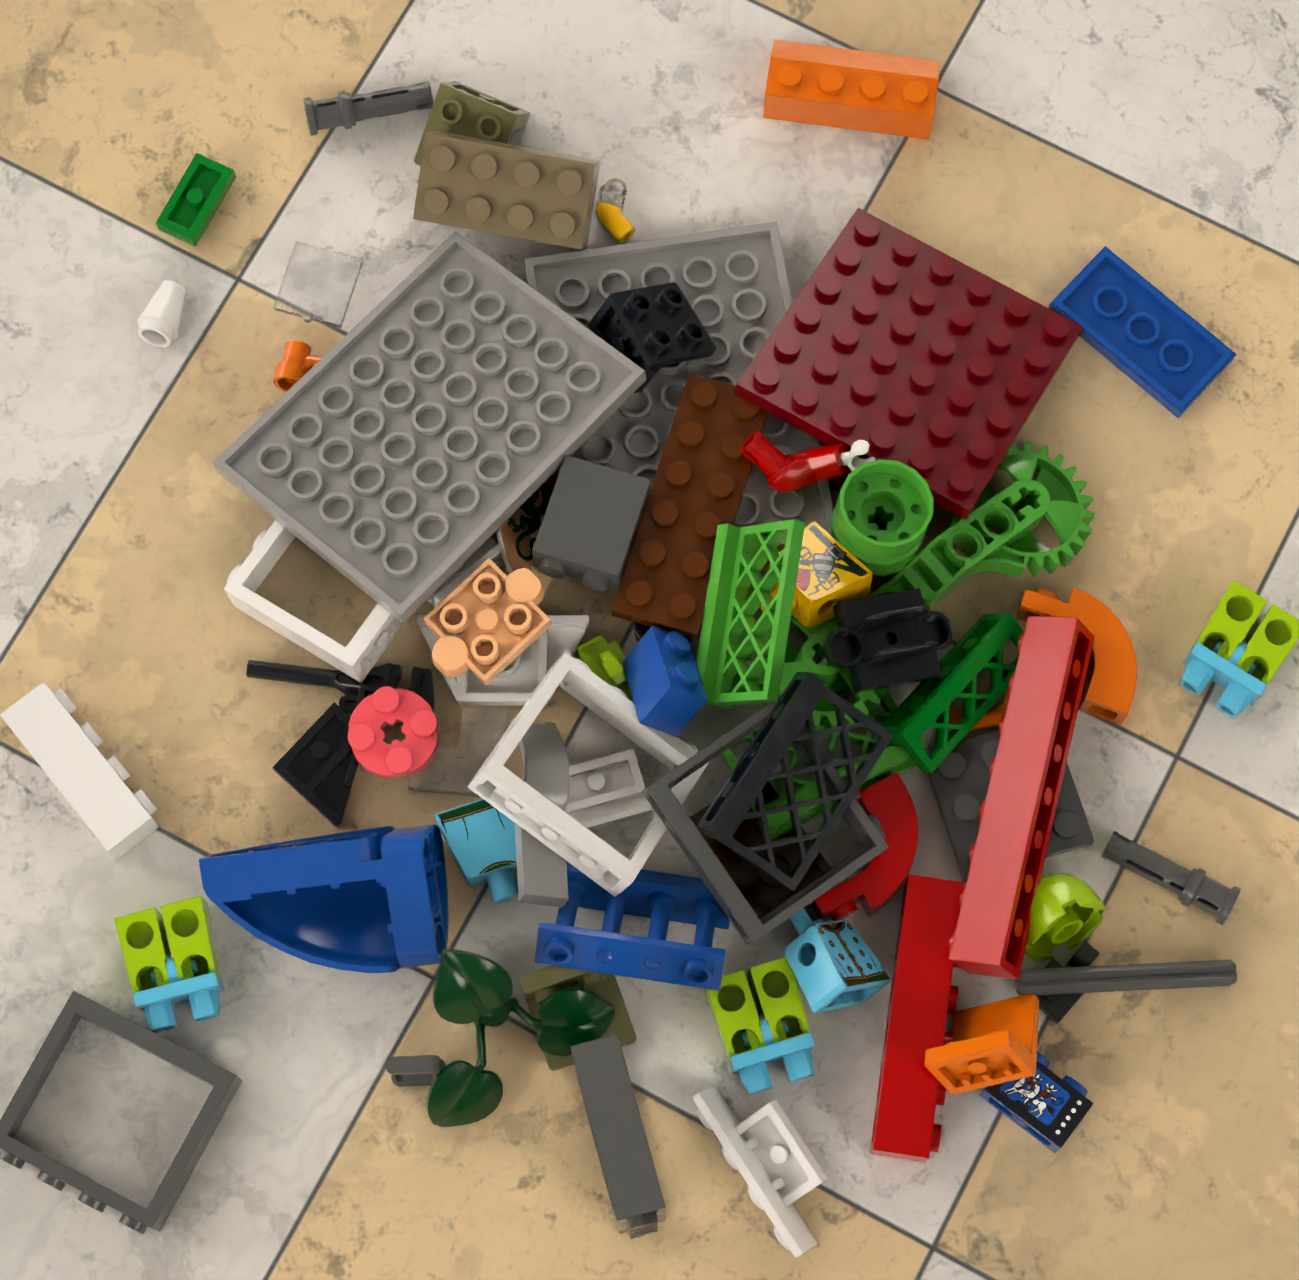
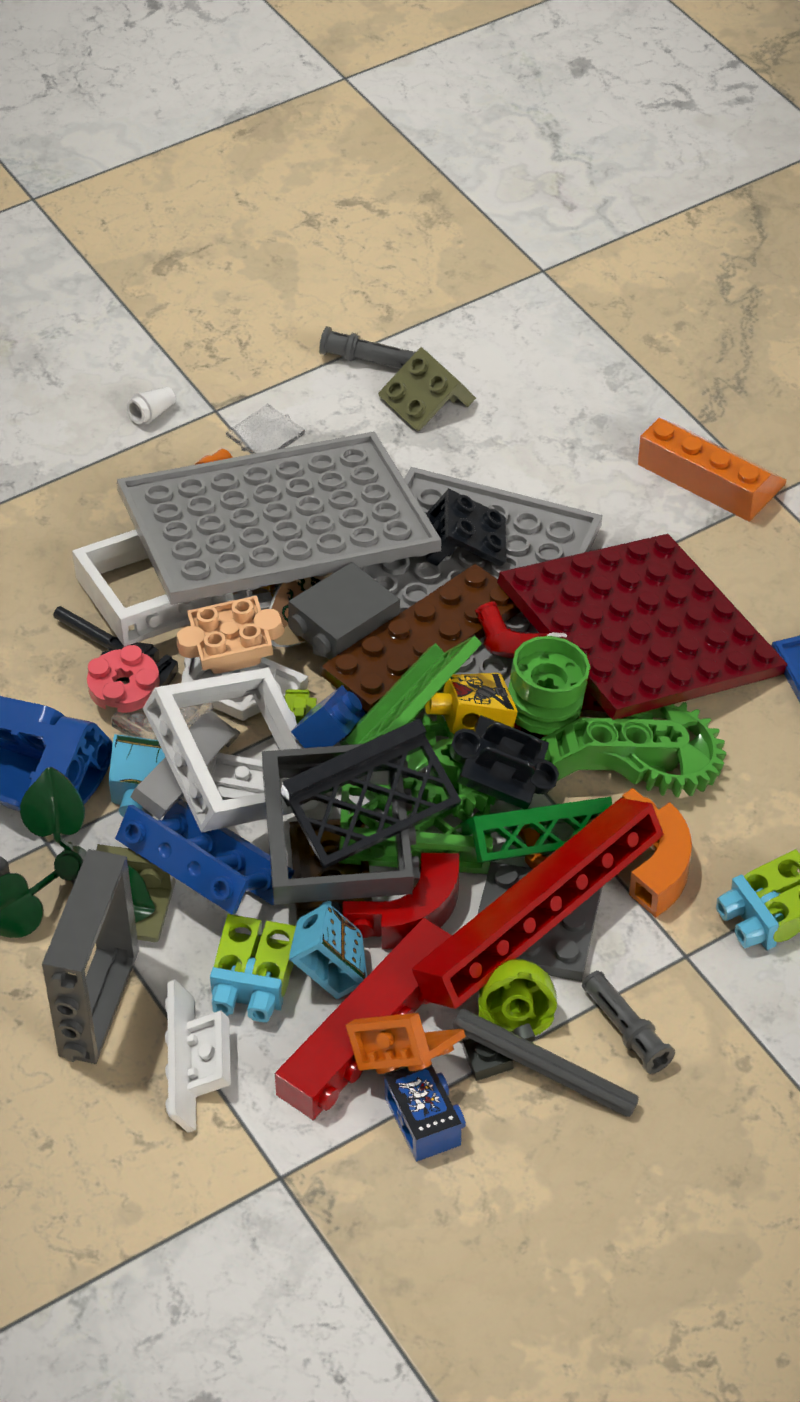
camera: 30 degrees right, 25 degrees down
(195, 199) = (218, 355): green plate -> none
(322, 765) = (63, 681): black wing -> none
(506, 189) = (425, 419): dark tan brick -> none
(610, 208) = (494, 466): arm -> none

